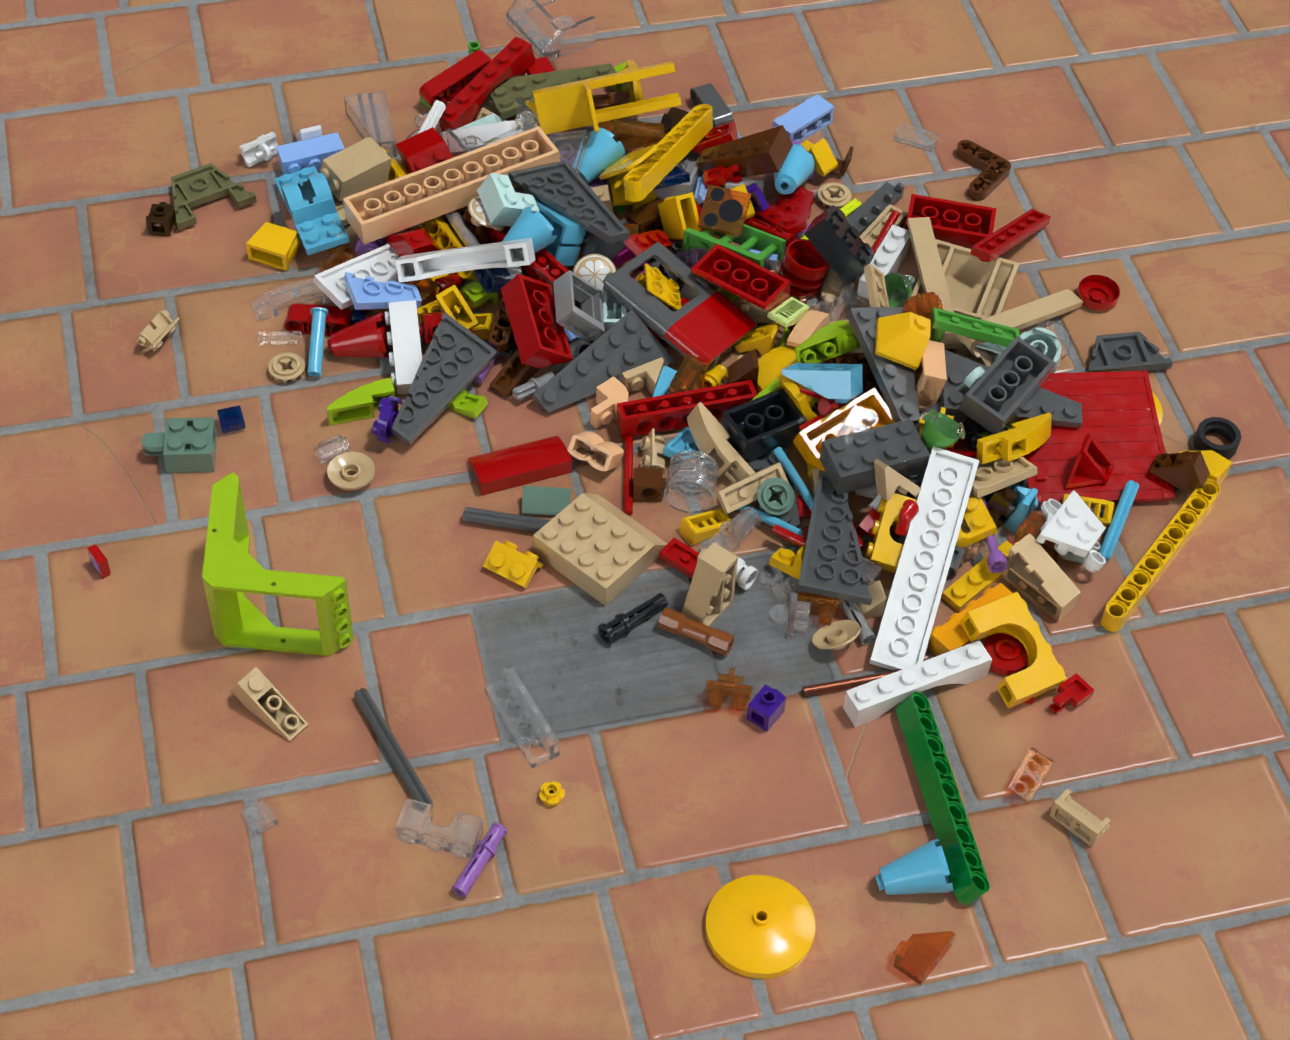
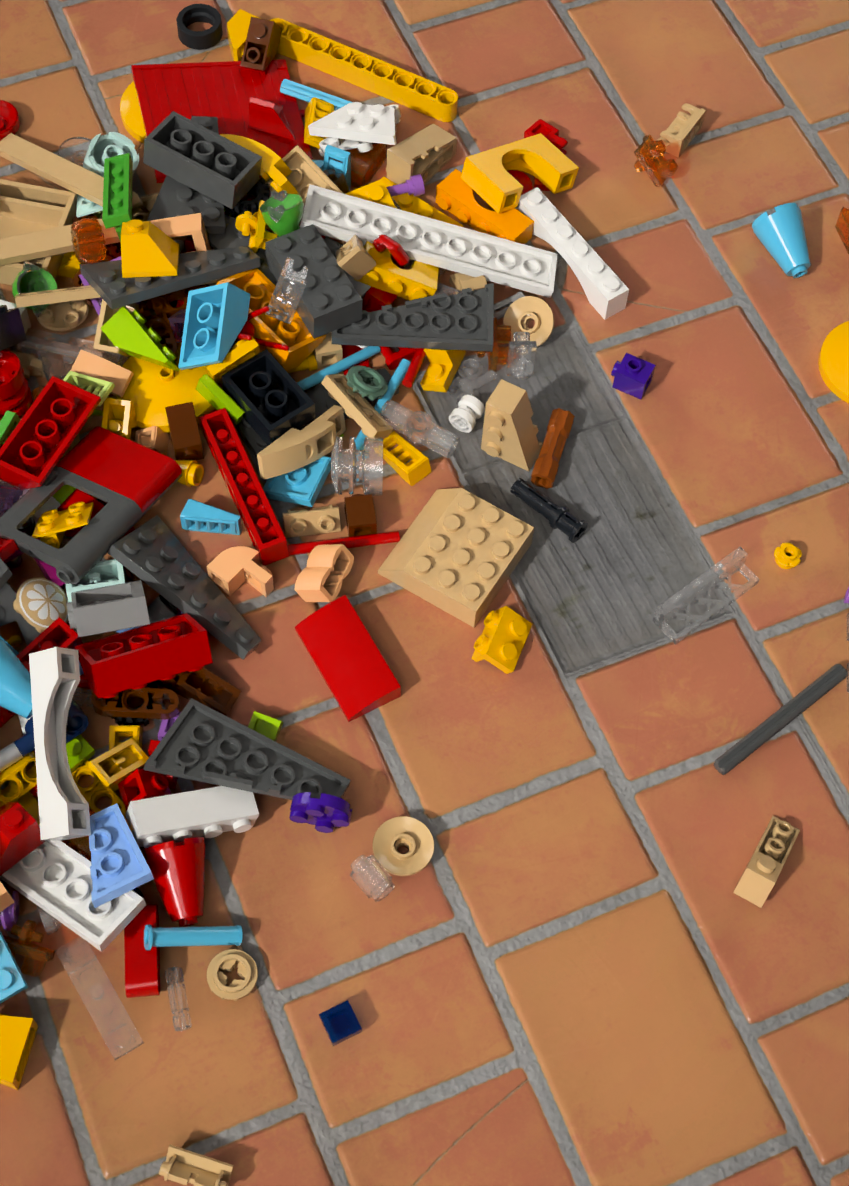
camera: 100 degrees left, 10 degrees up
(99, 561) = (615, 1126): red tile -> none
(186, 445) = (403, 1069): sand green brick -> none
(232, 572) = (659, 914): lime window -> none
(360, 402) = (284, 857): lime slope -> none
(503, 519) = (440, 653): dark grey axle -> none
(529, 388) = (224, 662): light grey axle -> none
(544, 500) = (404, 621): sand green slope -> none
(643, 376) = (192, 536): tan slope -> none
(680, 557) = (458, 467): red plate -> none
(688, 376) = (204, 485): clear orange slope -> none
(739, 692) = (618, 410): clear orange hips -> none
(842, 684) = (577, 313): copper bar -> none
(942, 798) = (690, 228): green beam -> none
(973, 377) = (191, 189): light aqua tile -> none
(1126, 353) = (89, 99): dark grey wing -> none

